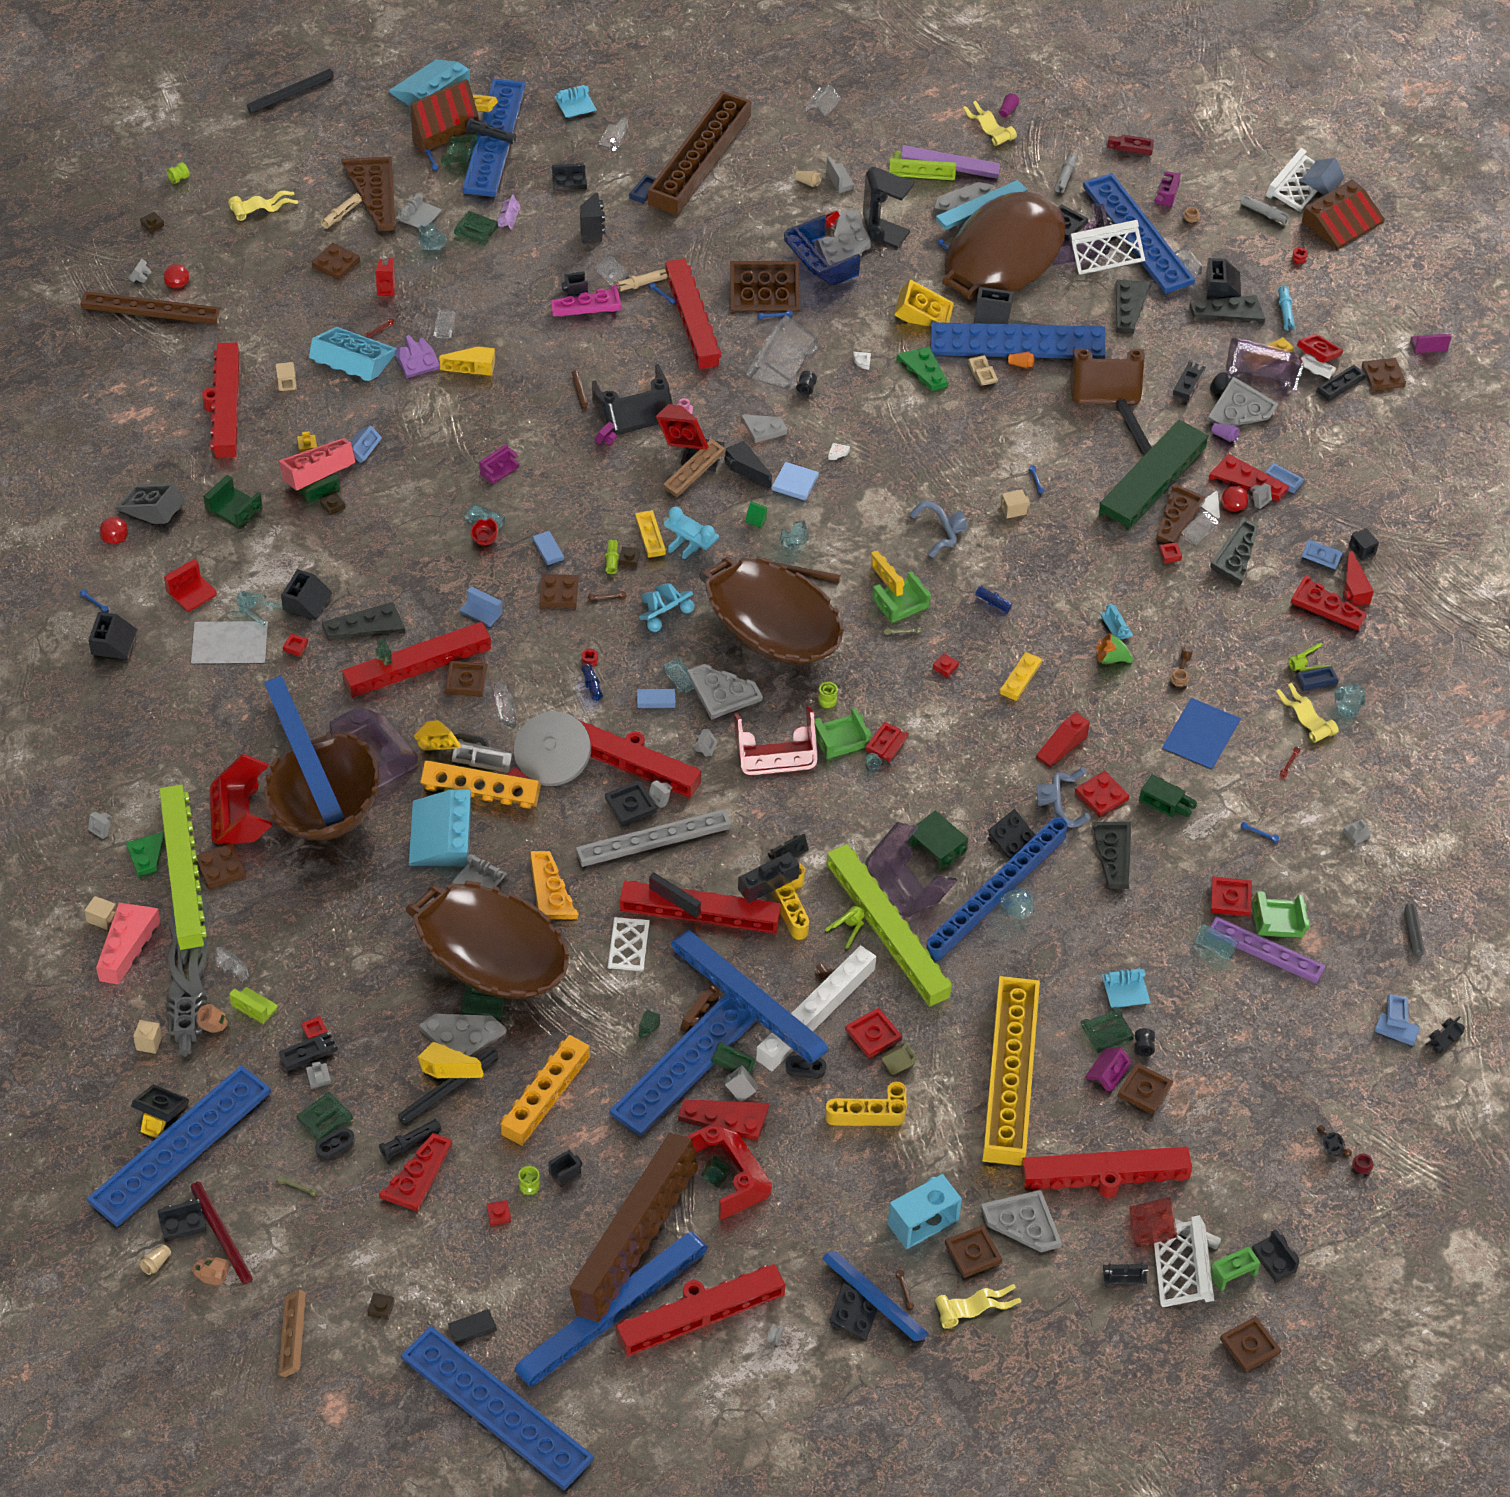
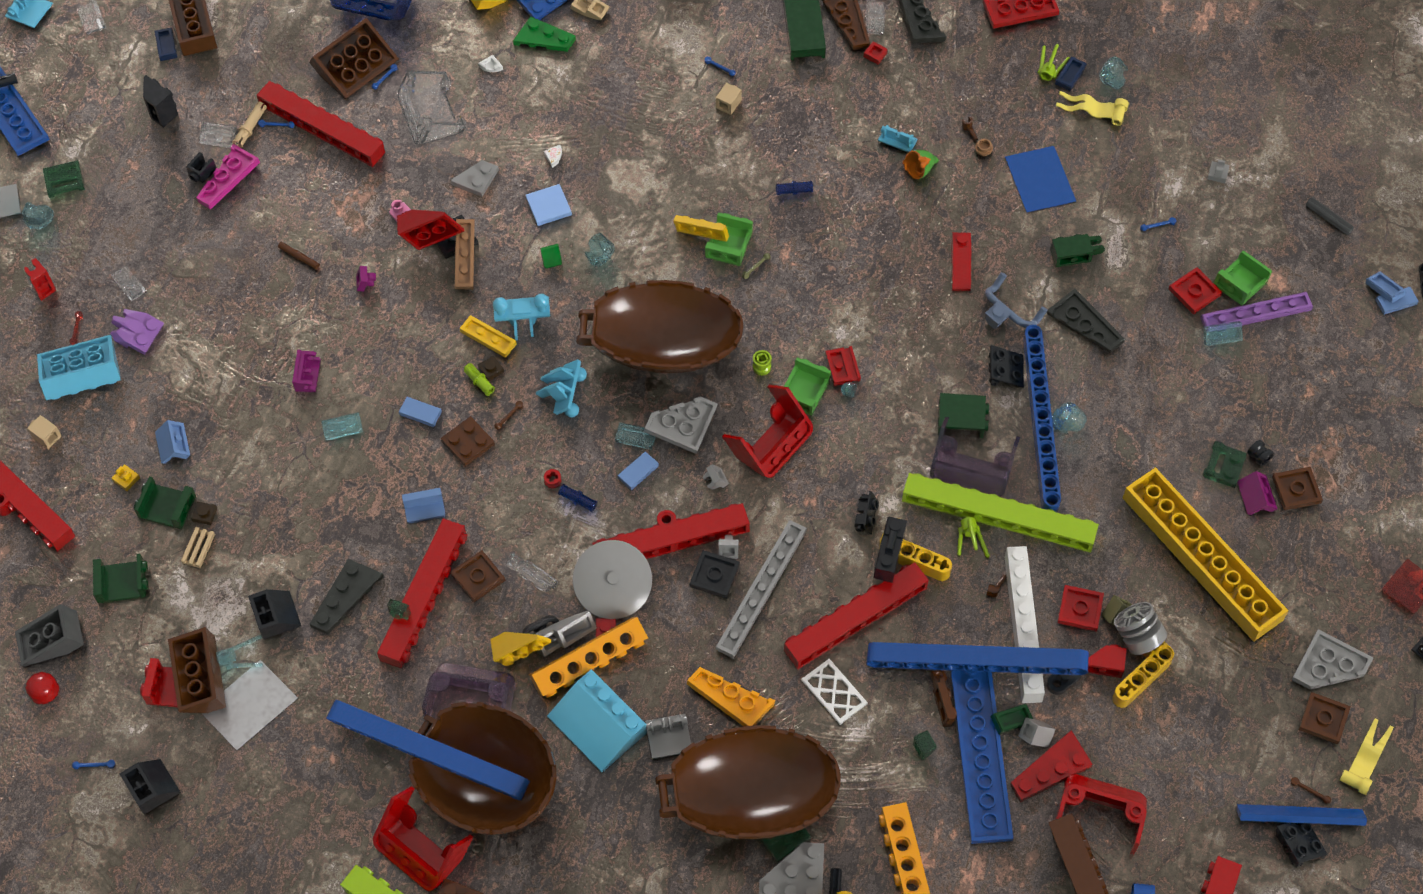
camera: 40 degrees left, 10 degrees up
(215, 592) = (196, 672): none -> reddish brown slope
(295, 645) = (309, 662): red plate -> none
(304, 520) = (210, 536): none -> tan tile
(316, 463) = (160, 490): coral wedge -> none
(472, 360) = (188, 297): yellow slope -> none
(484, 532) = (358, 438): red hair -> none
(509, 212) = (74, 139): lavender hinge -> none
(569, 177) = (94, 78): black bracket -> none
(633, 411) = (368, 241): black windscreen -> none
(675, 895) = (839, 623): black tile -> none
(715, 1171) = (1093, 819): clear green slope -> none
(747, 464) = (498, 219): black slope -> none
(806, 383) = (472, 117): black wheel -> none
(810, 572) = (635, 274): reddish brown bar -> none
(849, 1080) = (1108, 661): none -> red slope
(896, 1072) = (1140, 628): none -> light grey wheel
(920, 1205) = (1268, 718): medium azure piece -> none
(945, 665) = (815, 269): red plate -> none
(952, 525) = (701, 150): sand blue piece -> none
(1021, 676) = (876, 234): yellow plate -> none
(1102, 793) = (1028, 282): red plate -> none
(1106, 1169) = (1340, 575): red hinge -> none
(1126, 988) = (1203, 421): medium azure hinge -> none
(1283, 773) = (1125, 165): clear red hinge -> none

